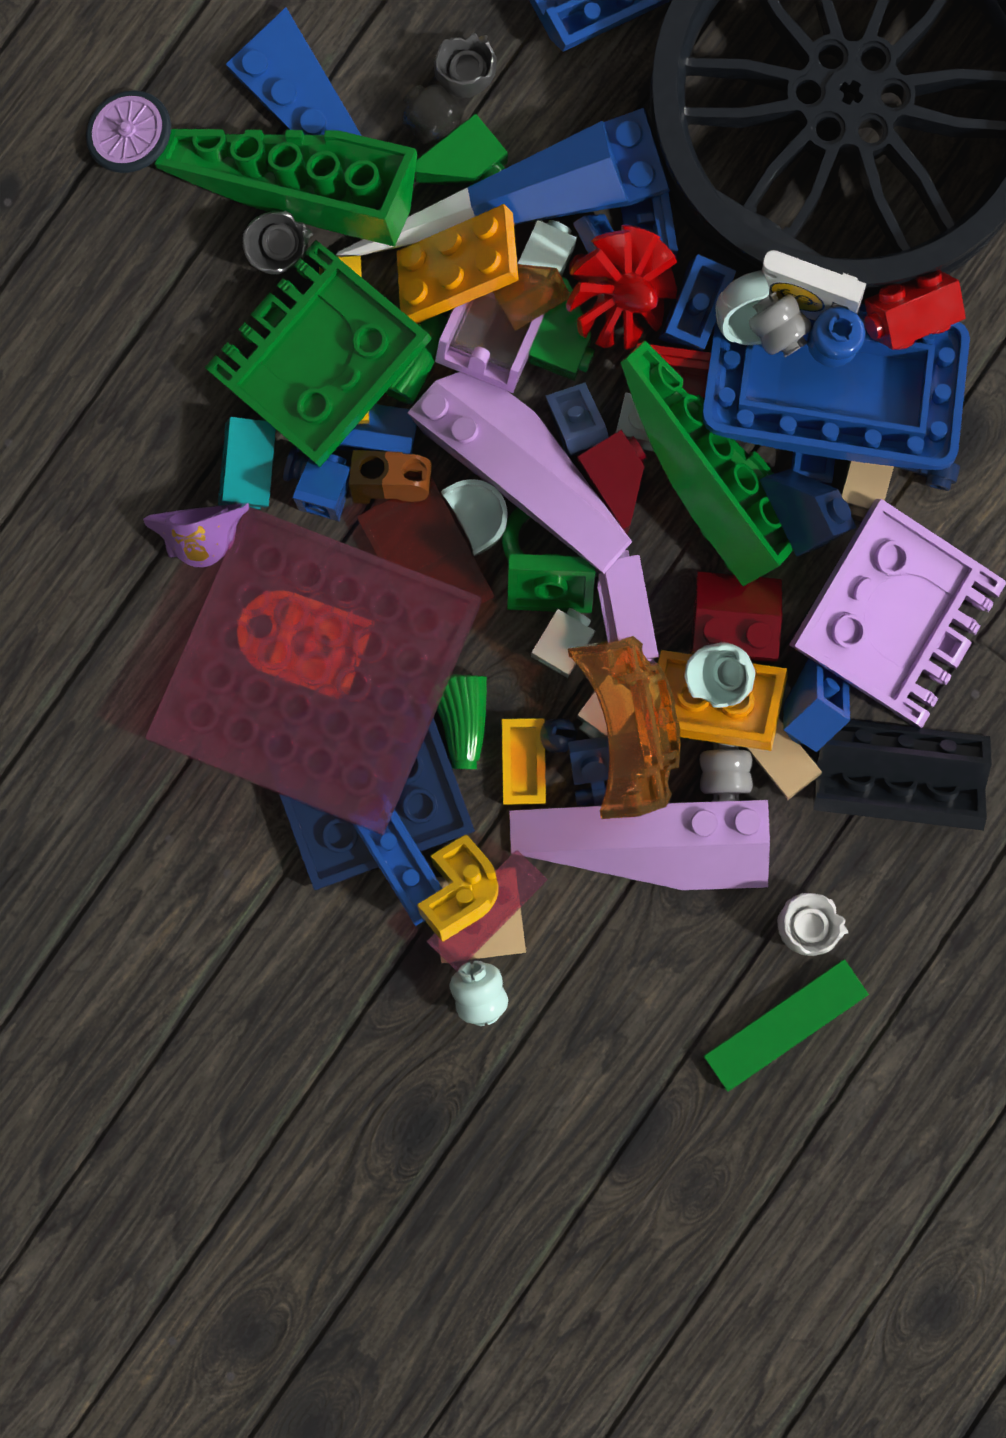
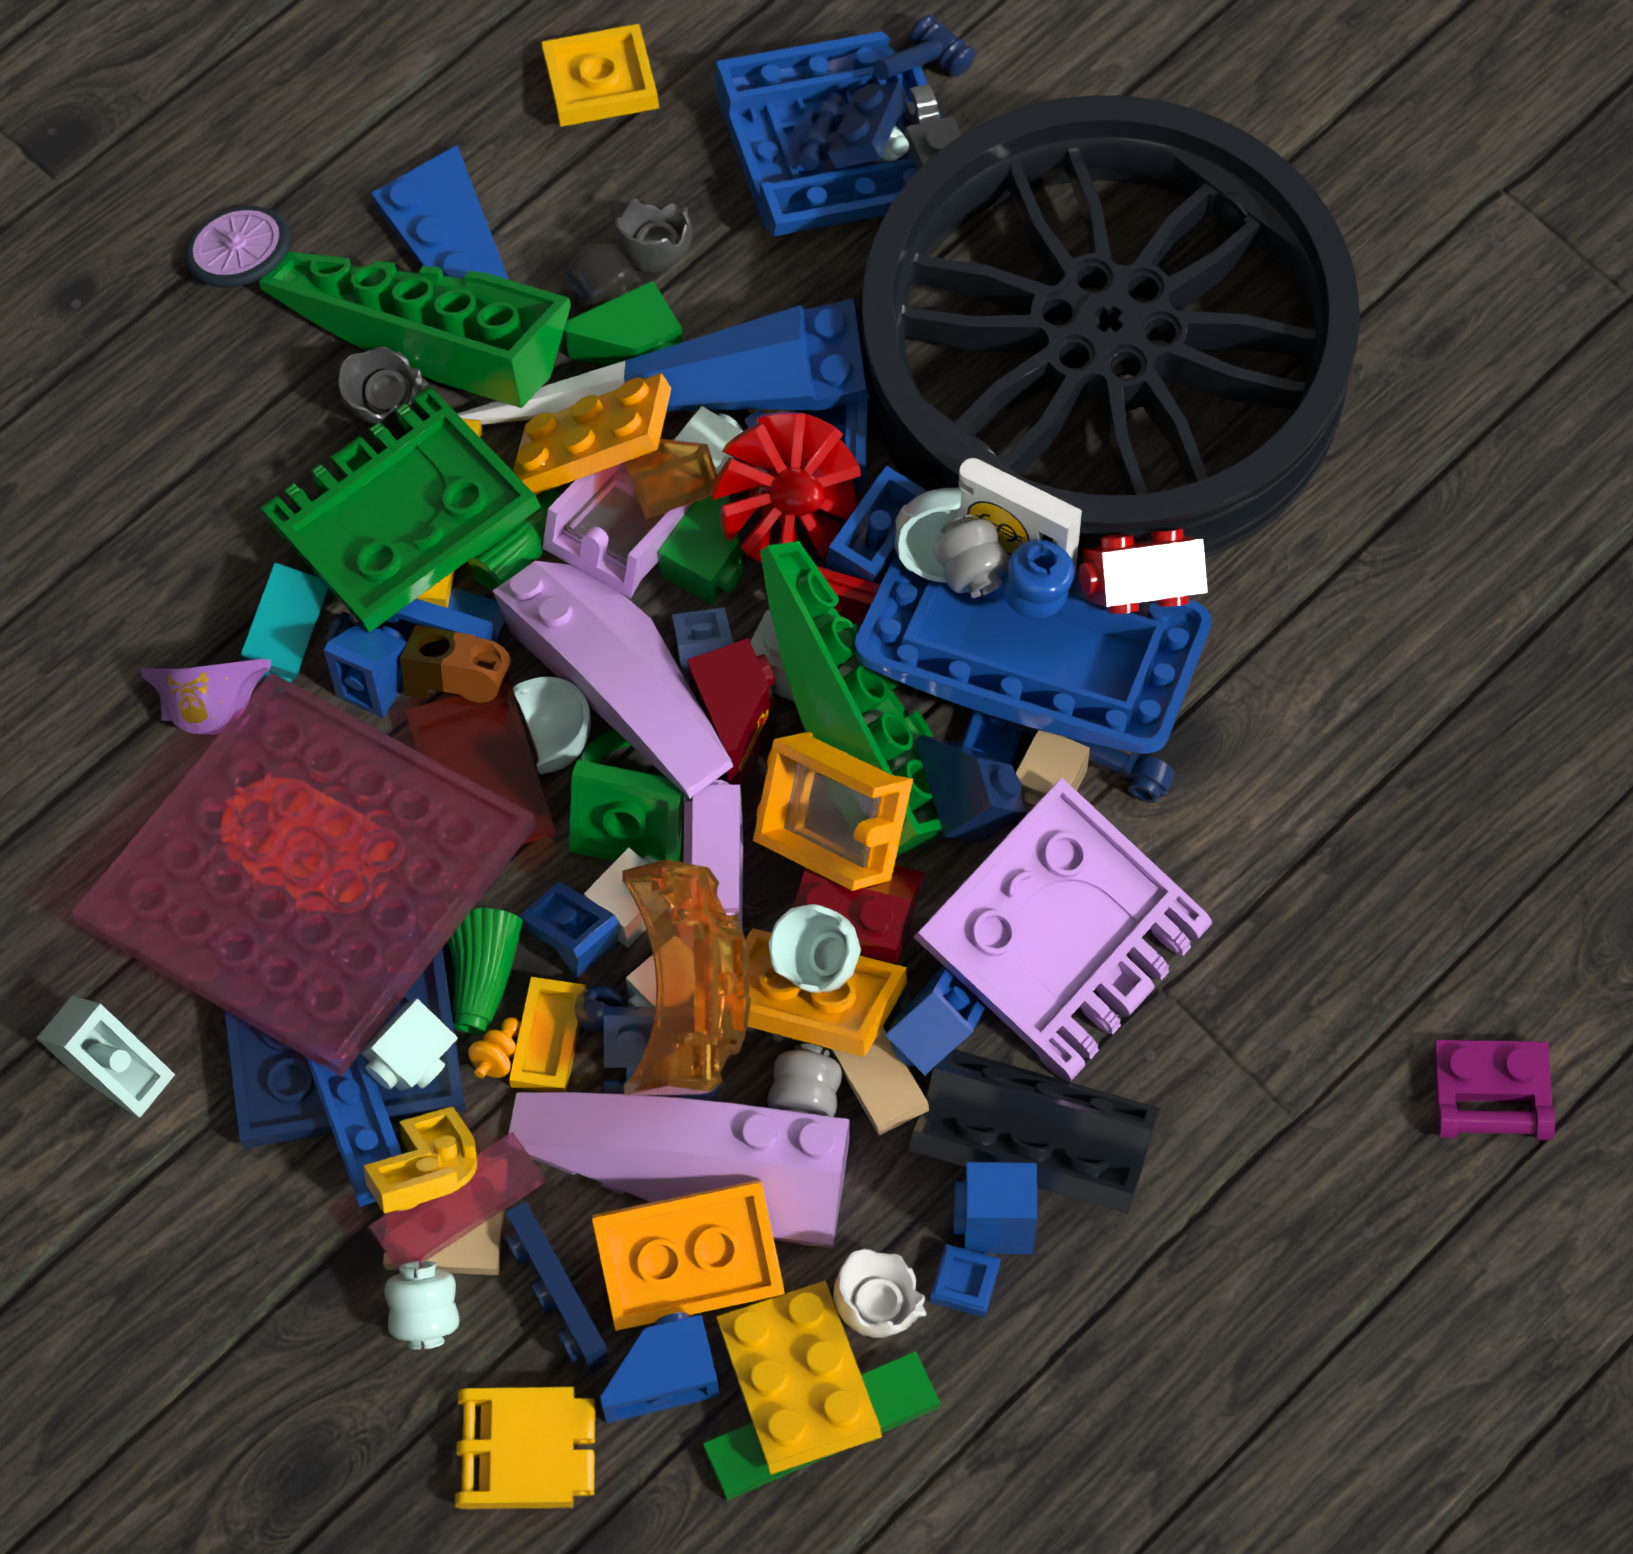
camera: 10 degrees right, 20 degrees down
(195, 840) = (105, 1054): none -> light aqua slope
(428, 803) = (408, 1048): none -> light aqua brick
(485, 788) = (493, 1053): none -> light orange hair
(523, 674) = (573, 926): none -> blue slope
(571, 961) = (554, 1289): none -> dark blue plate
(576, 1082) = (526, 1448): none -> yellow plate
(665, 1006) = (663, 1370): none -> blue slope
(666, 919) = (688, 1254): none -> light orange plate
(708, 557) = (831, 812): none -> light orange window
(764, 995) = (798, 1377): none -> yellow plate
(869, 896) = (965, 1280): none -> blue tile
(889, 847) = (997, 1207): none -> blue brick

